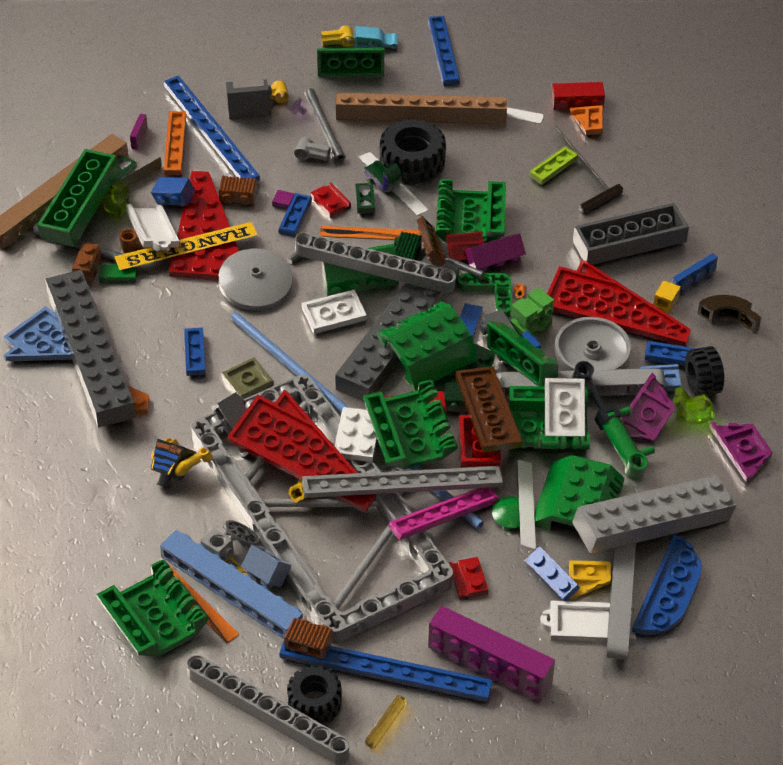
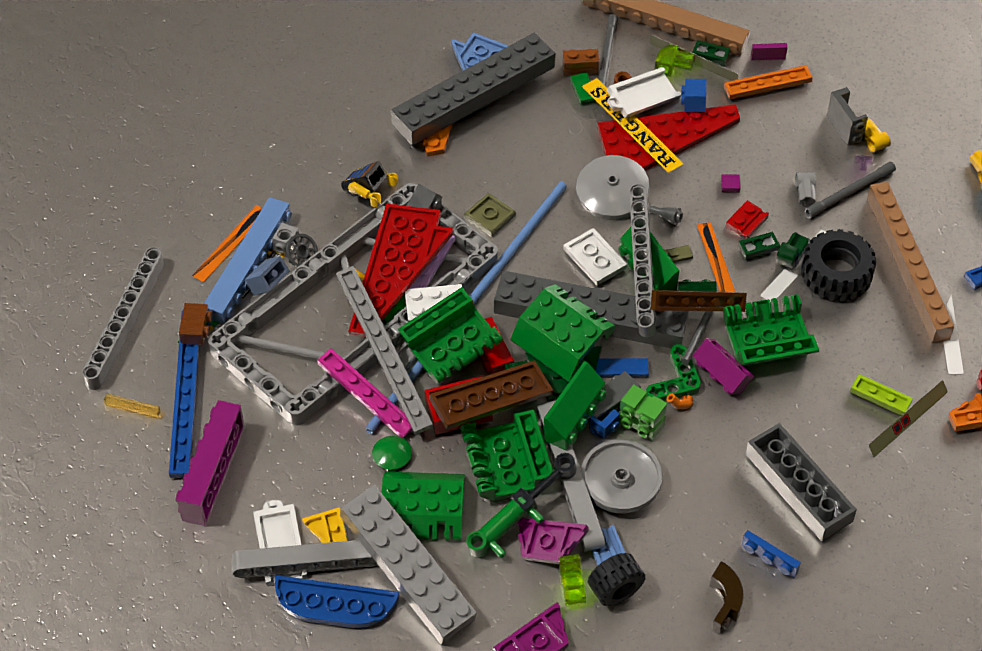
camera: 75 degrees right, 5 degrees up
(79, 197) = (647, 27): green brick -> none
(155, 612) = (197, 210): green slope -> none
(194, 351) = (506, 166): blue plate -> none
(210, 128) = (797, 104): blue plate -> none
(238, 190) = (723, 144): dark orange brick -> none
(295, 215) = (714, 198): blue tile -> none
(315, 680) = (142, 357): black tyre -> none
(350, 61) = (949, 185): green slope -> none
(459, 242) = (724, 335): red plate -> none
(469, 578) = (305, 434): red plate -> none
(526, 504) = (403, 461): white sticker -> none
(552, 574) = (322, 498): plate -> none
(564, 407) = (517, 460): white plate -> none
(596, 294) = (697, 476): red wing -> none
(601, 198) = (852, 449): dark brown axle -> none
(666, 296) = (725, 533): yellow brick -> none
(666, 353) = (645, 552): blue plate -> none

